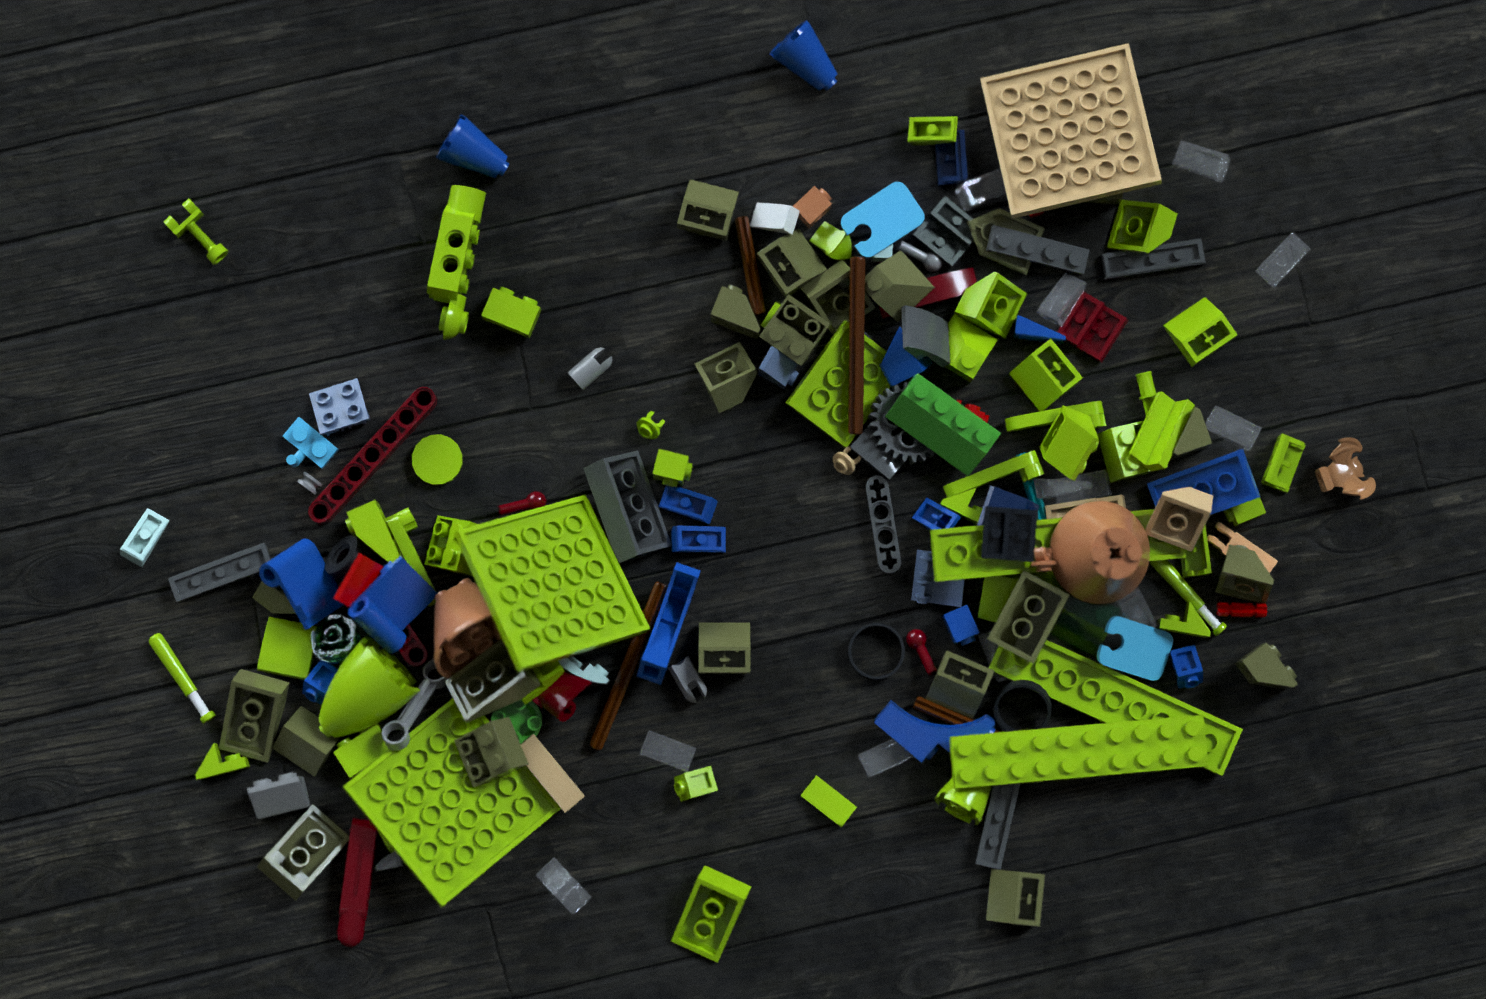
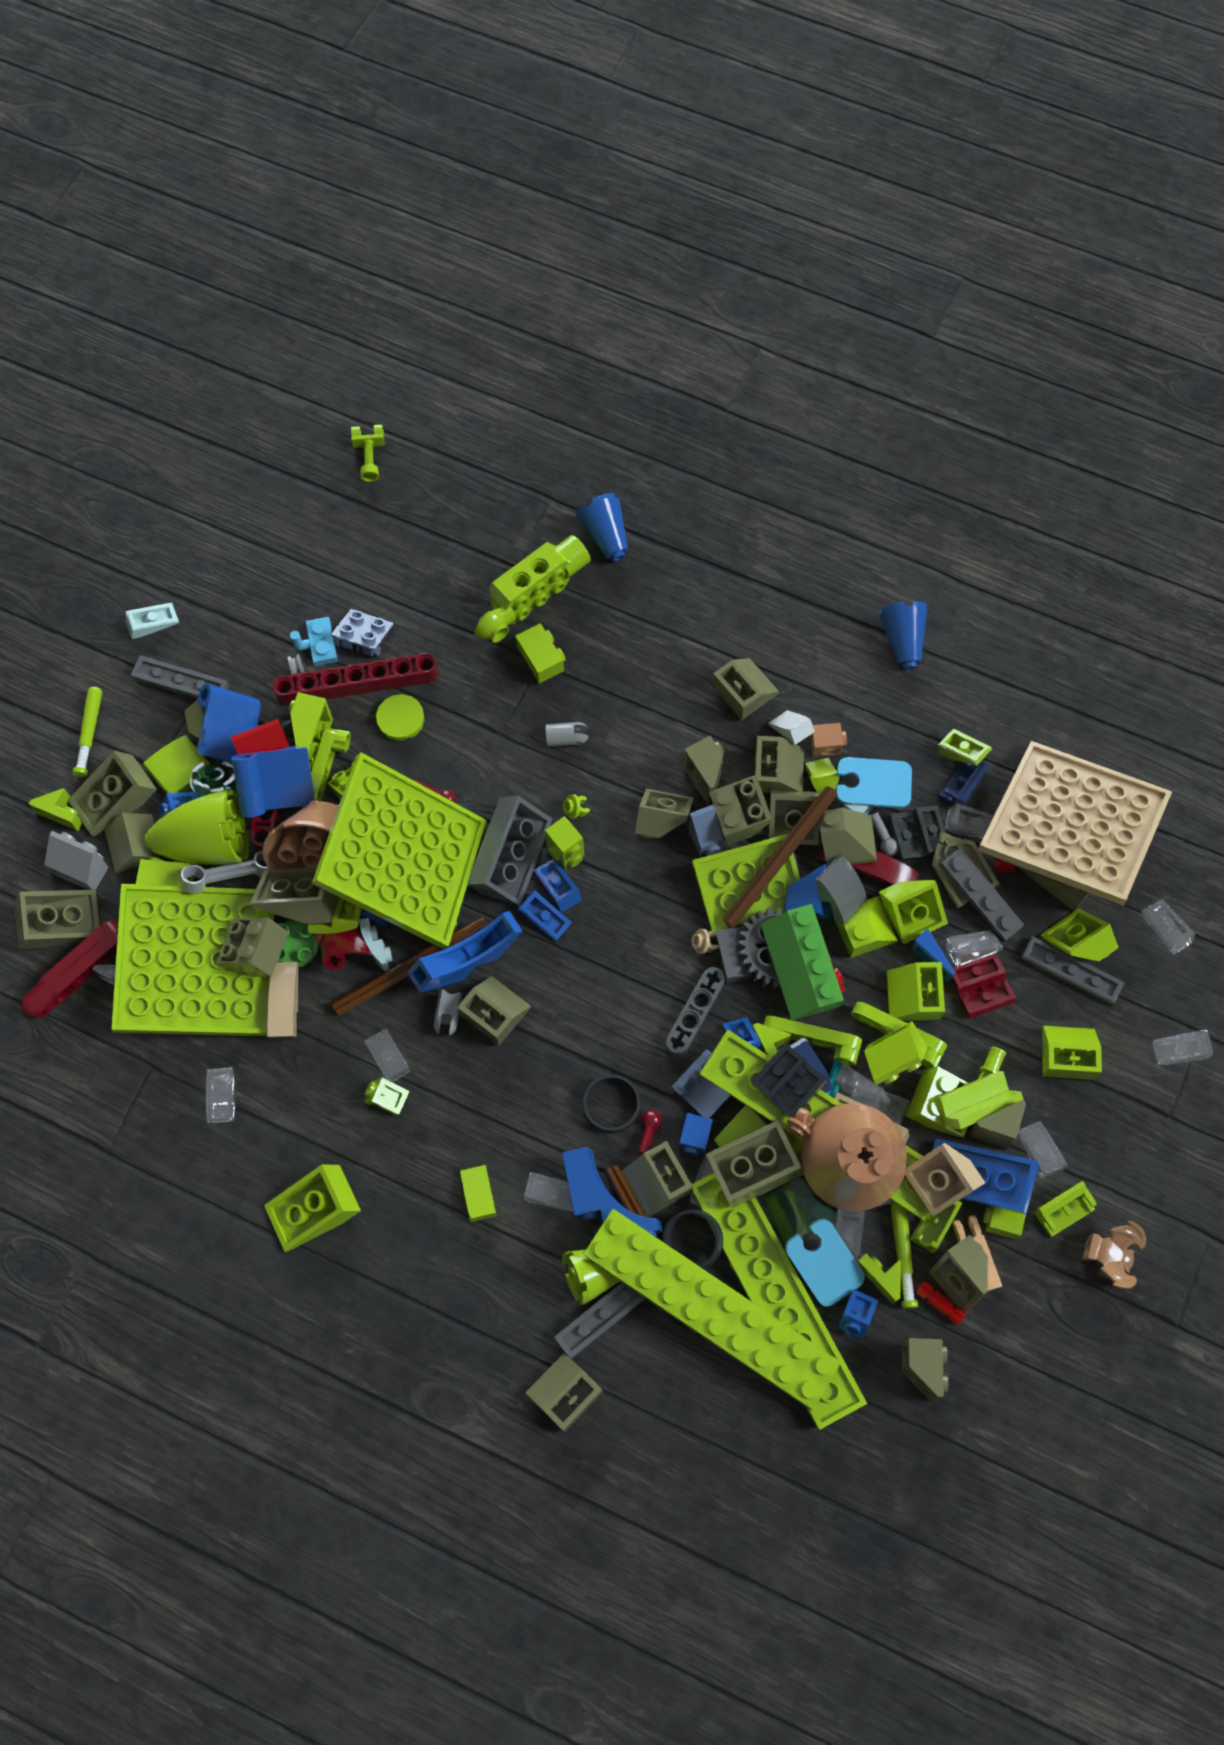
camera: 45 degrees right, 15 degrees down
(750, 265) = (746, 748): reddish brown axle -> none

